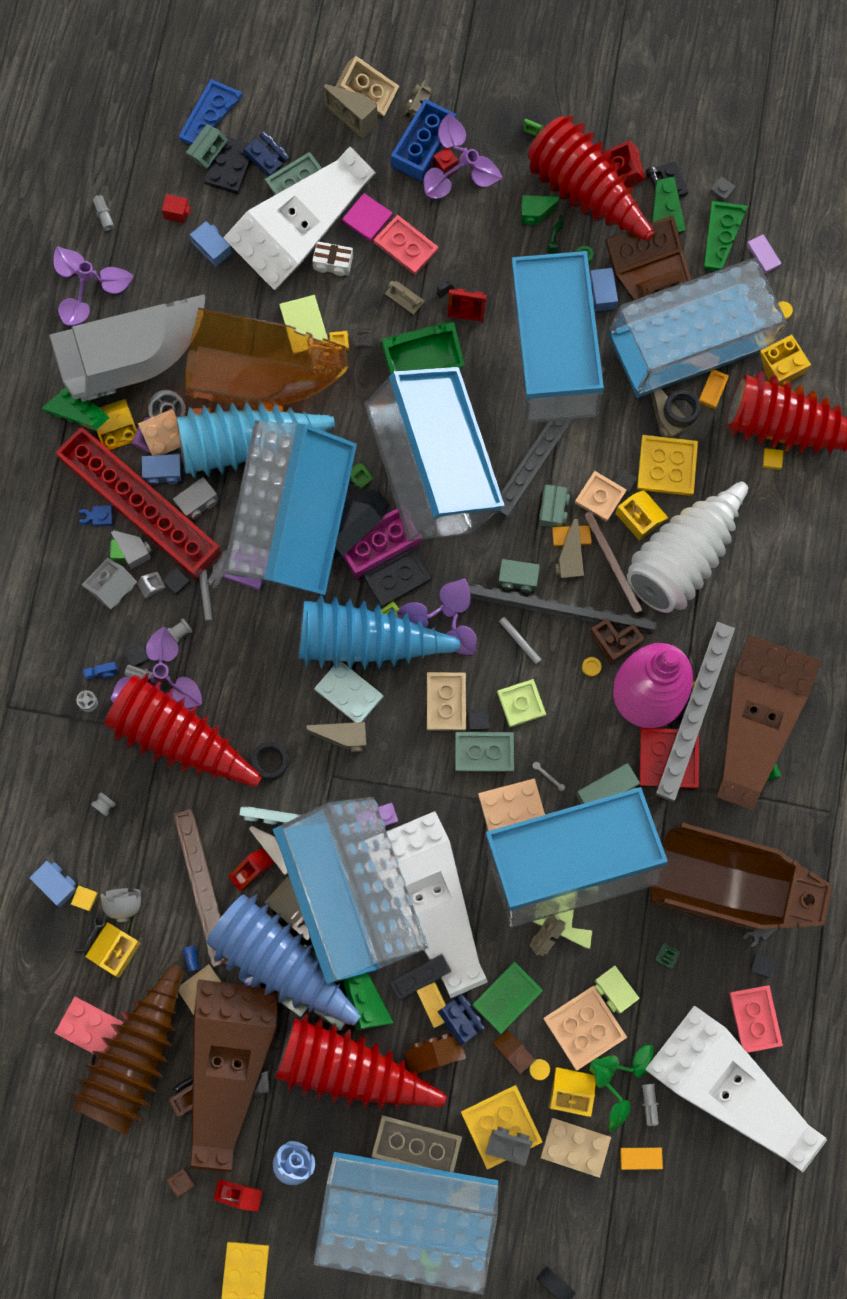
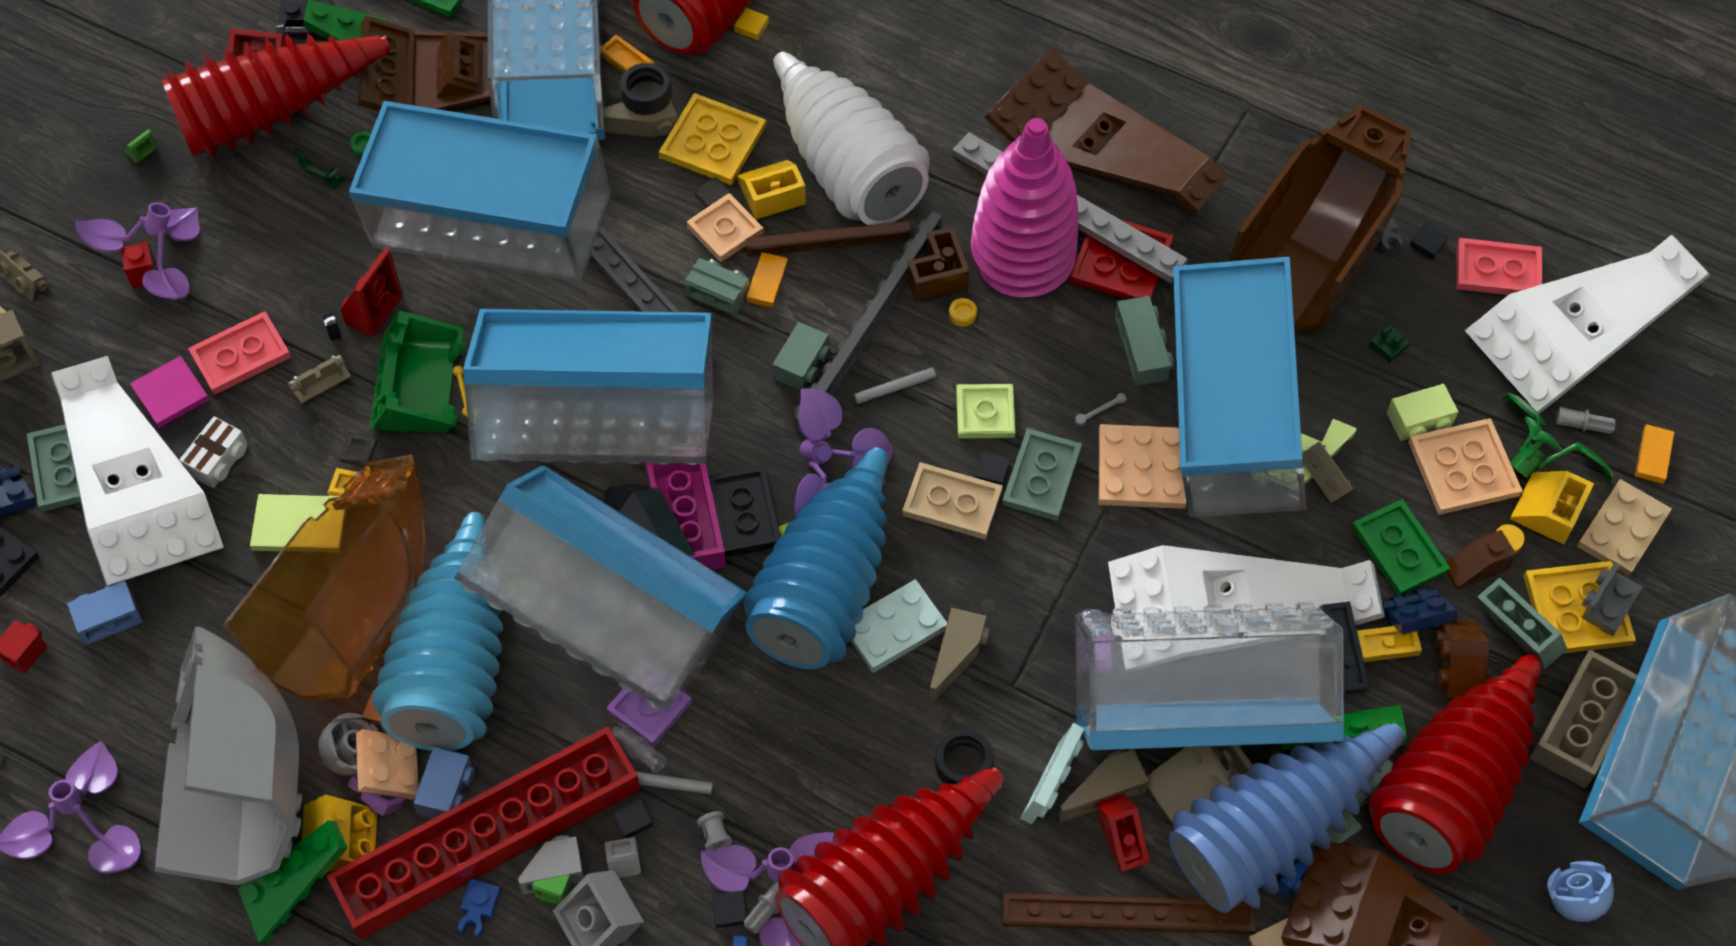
camera: 70 degrees left, 15 degrees down
(196, 499) = (512, 744): light grey brick -> none
(420, 141) = (91, 281): blue brick -> none
(470, 1088) = (1522, 622): none -> sand green brick
(537, 208) = (266, 178): green slope -> none
(570, 558) = (797, 283): dark tan slope -> none

